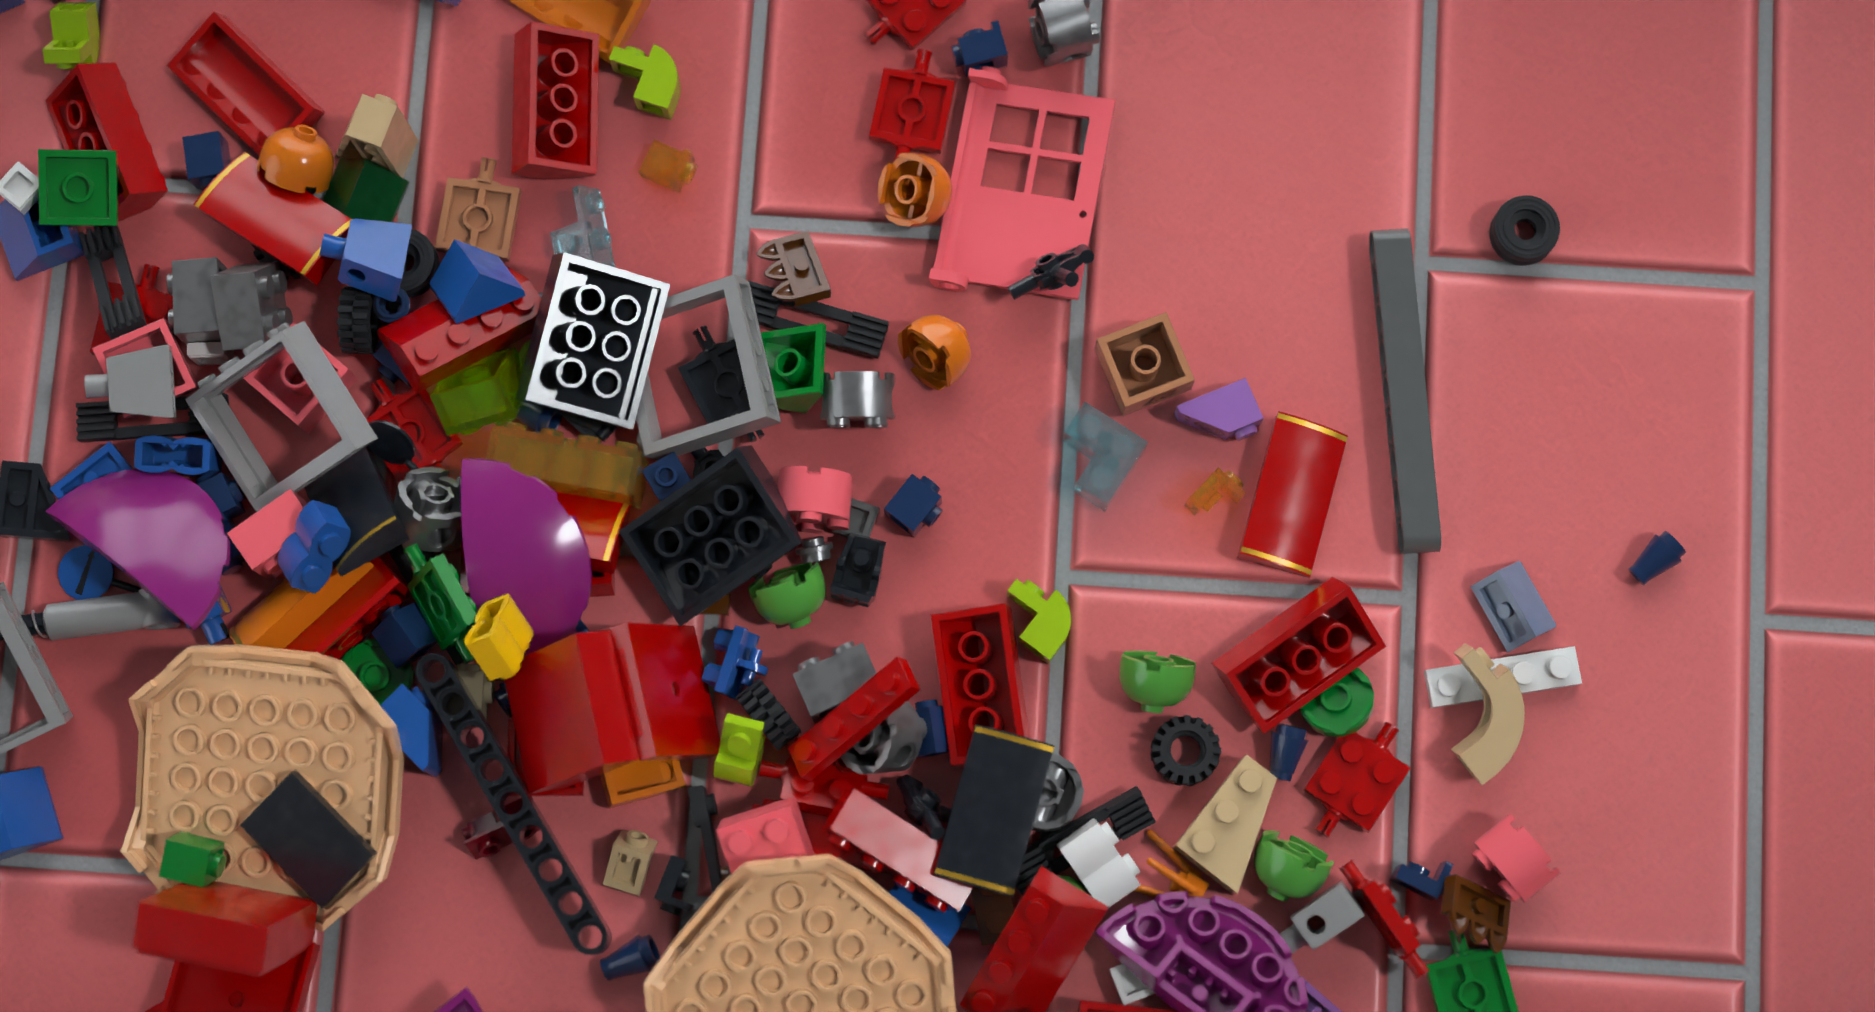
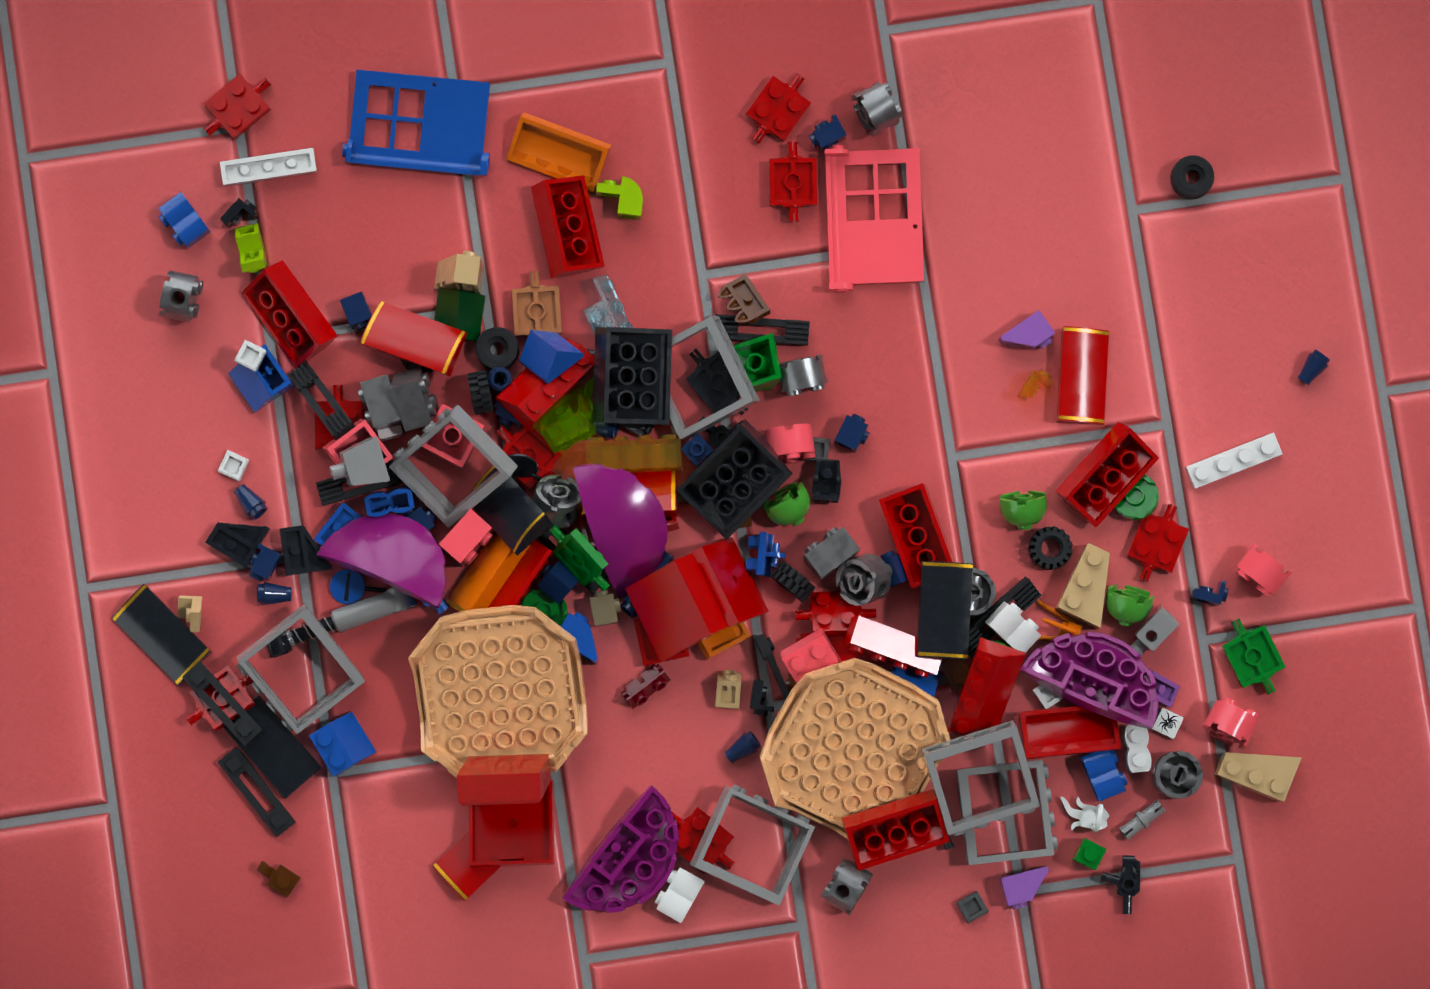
camera: 20 degrees left, 5 degrees up
(78, 187) = (287, 348): green tile -> none
(192, 859) = (468, 745): green brick -> none
(241, 83) = (367, 258): red slope -> none
(297, 159) = (416, 299): orange cylinder -> none
(308, 838) = (536, 718): black tile -> none
(310, 551) = (495, 541): blue brick -> none
(370, 255) = (483, 352): torso -> none
(499, 637) = (623, 571): yellow brick -> none
(499, 790) = (648, 658): black beam -> none
(668, 166) = (647, 250): clear yellow bracket -> none
(740, 750) = (781, 607): lime brick -> none
(814, 549) = (799, 474): flat silver plate -> none
(854, 718) = (848, 573): red plate -> none
(914, 190) = (807, 235): orange cylinder -> none
(923, 806) = (900, 617): black piece -> none
(937, 349) = (844, 333): orange cylinder -> none
(1050, 623) = (951, 485): lime brick -> none
(1053, 271) = (906, 268): black piece -> none
(1112, 454) = (966, 373): clear light blue brick -> none
(1144, 364) = (974, 314): nougat brick -> none
(1286, 750) = (1111, 534): dark blue cone -> none
(1396, 930) = (1186, 616): red plate -> none
(1404, 391) = (1138, 295): dark grey beam -> none
(1477, 910) = (1245, 605): reddish brown plate -> none
(1502, 721) = (1238, 490): tan arch -> none
(1513, 606) = (1232, 415): sand blue panel -> none

